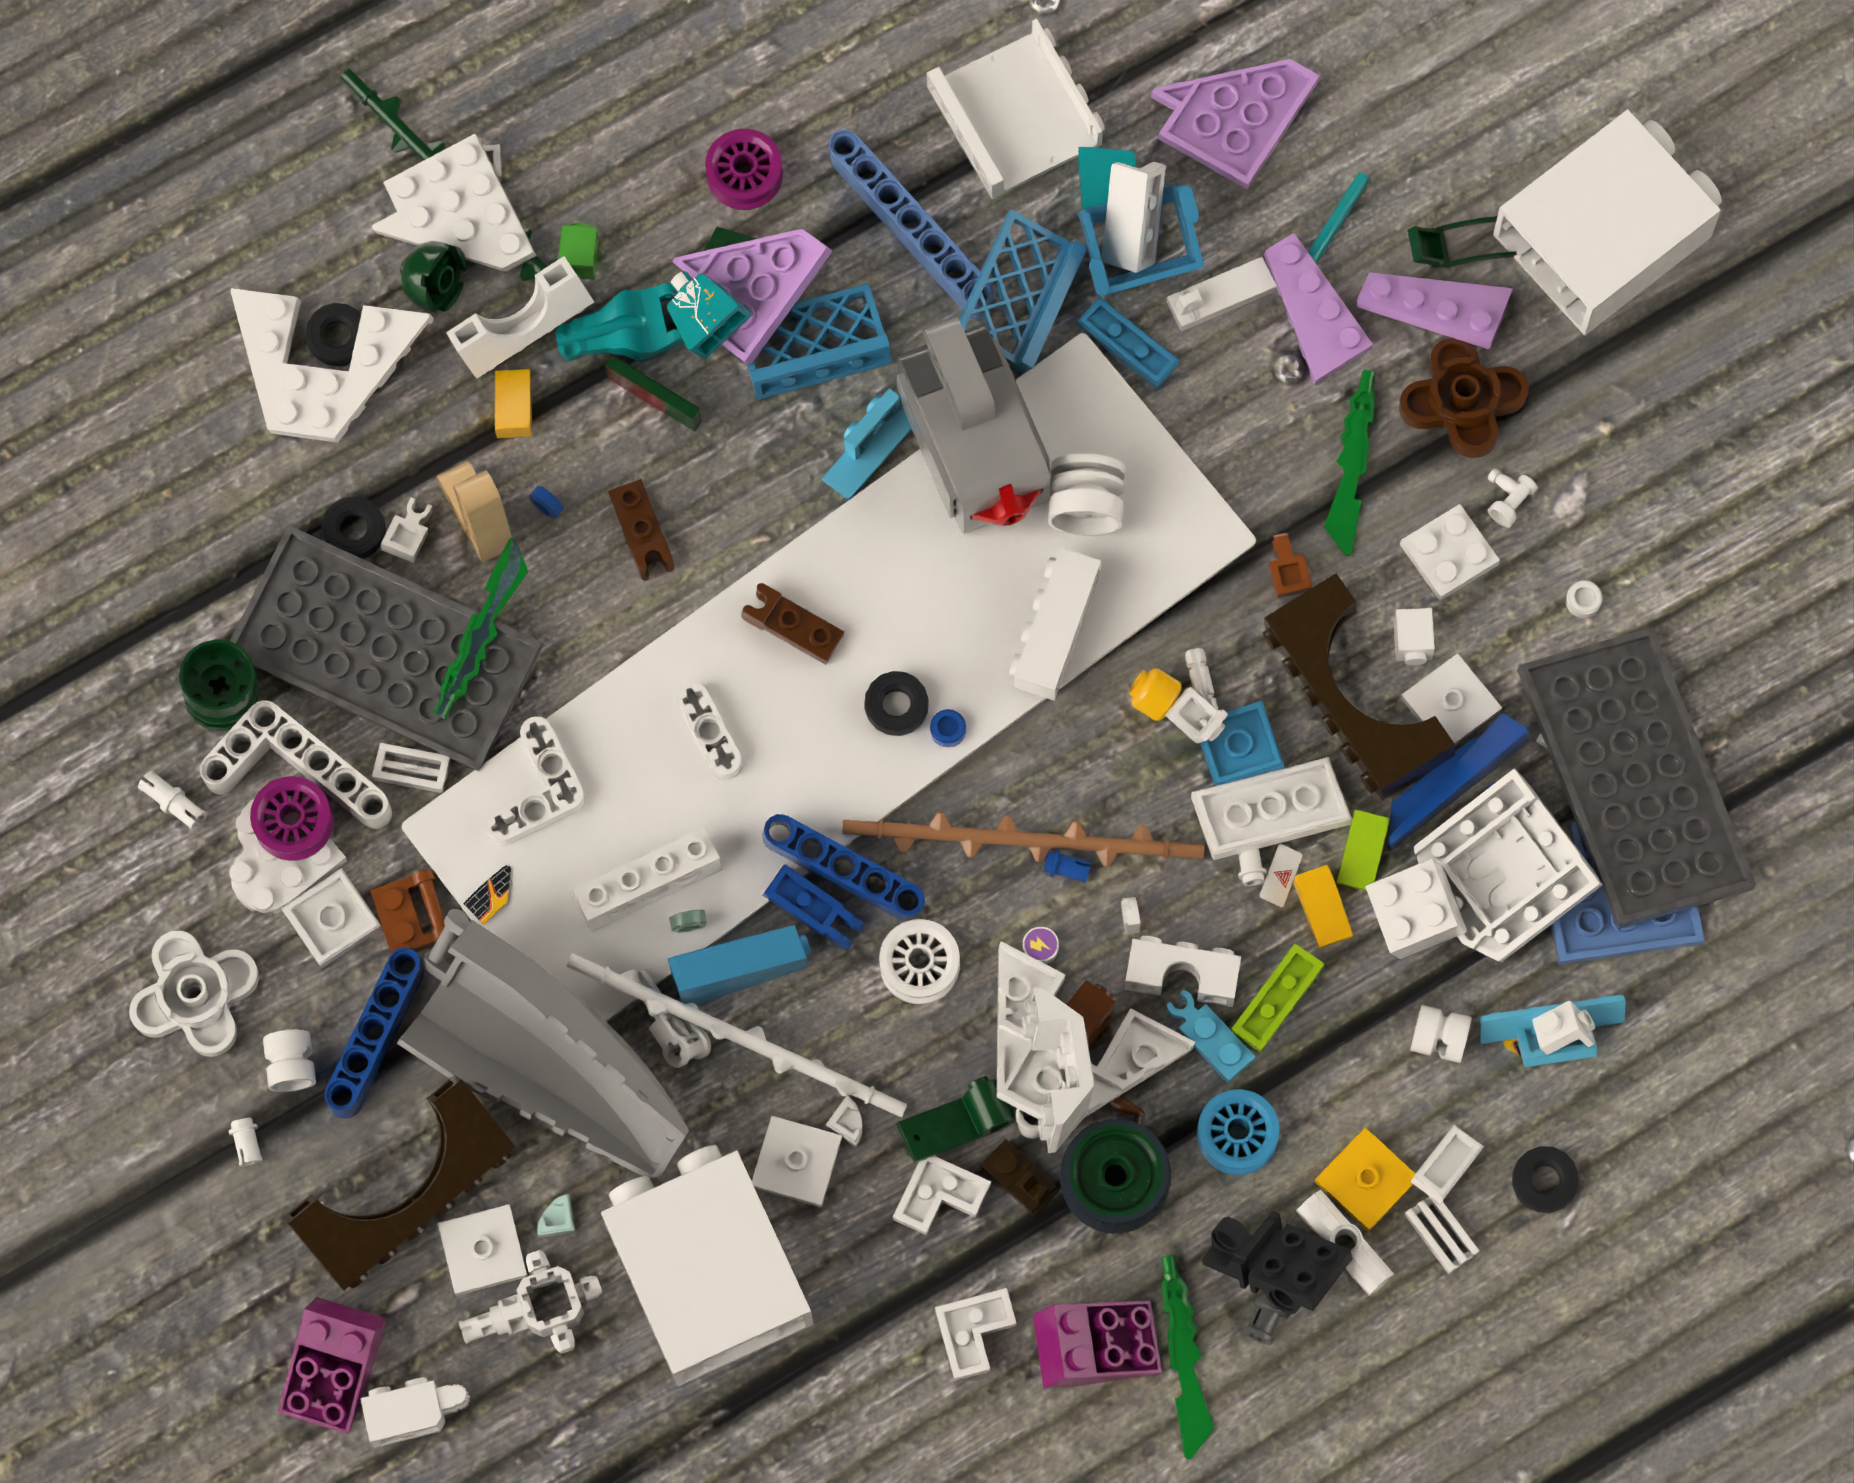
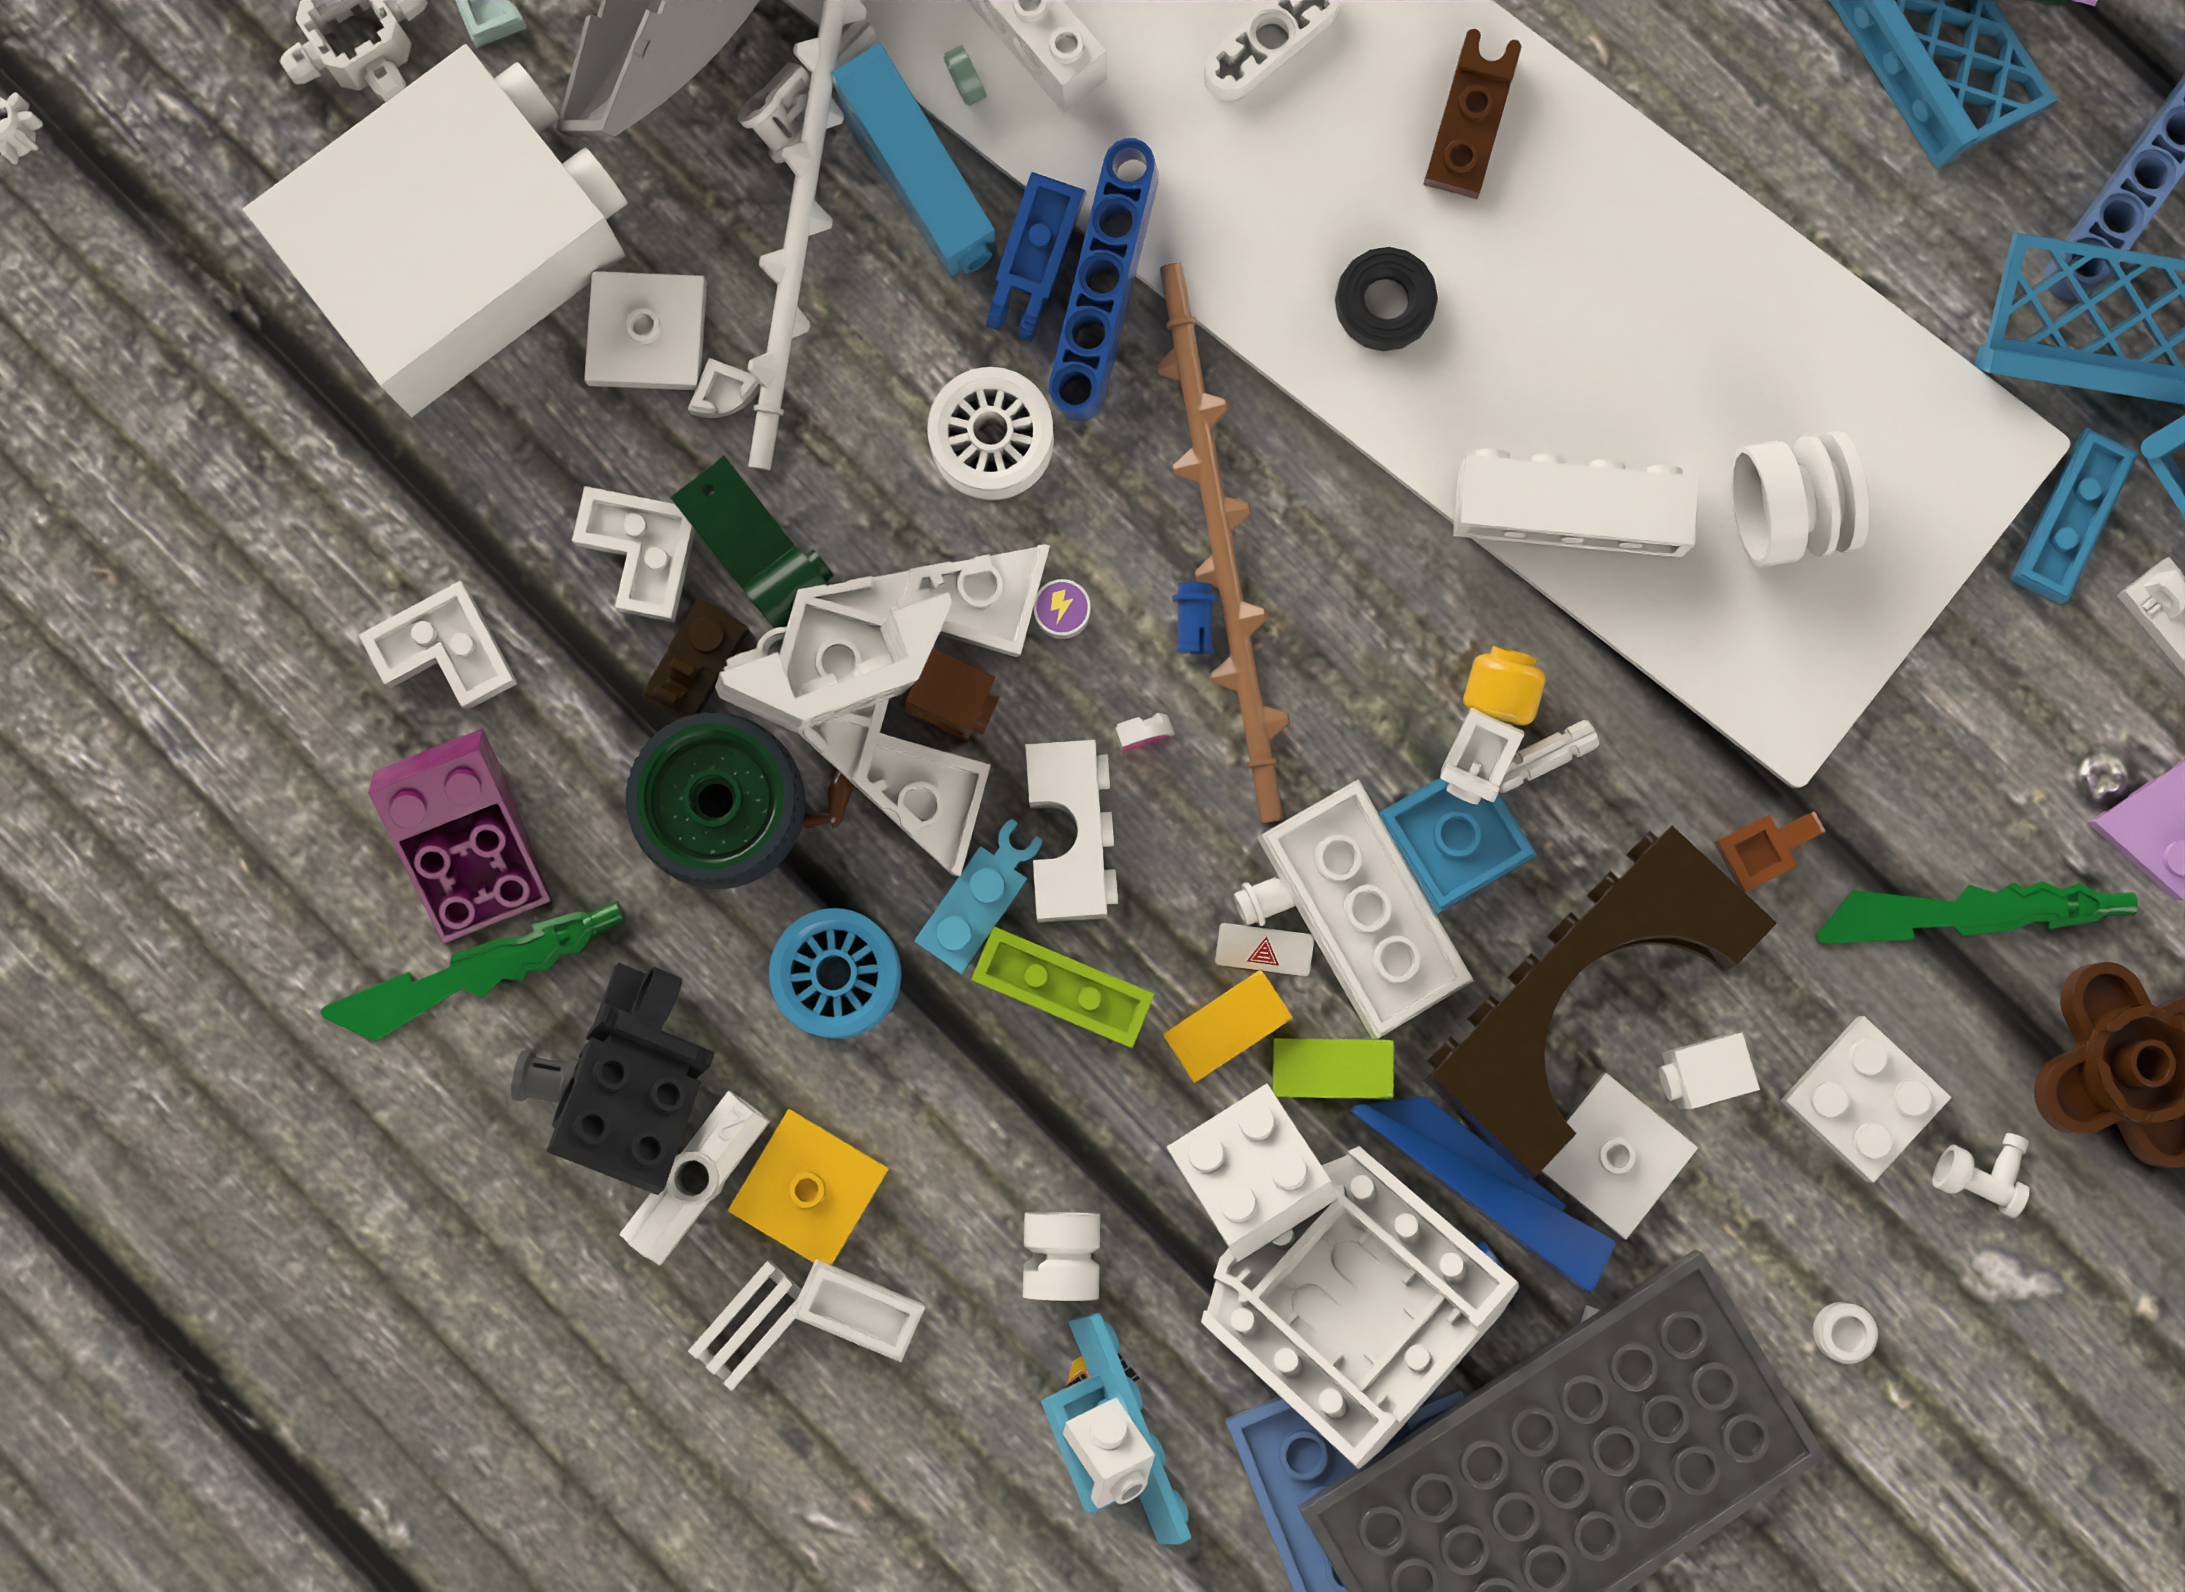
camera: 75 degrees right, 10 degrees up
(869, 444) = (1816, 171): medium azure bracket -> none
(948, 728) = (1367, 386): blue tile -> none
(973, 426) = (1866, 287): light grey piece -> none
(1560, 1163) = (834, 1477): black tyre -> none

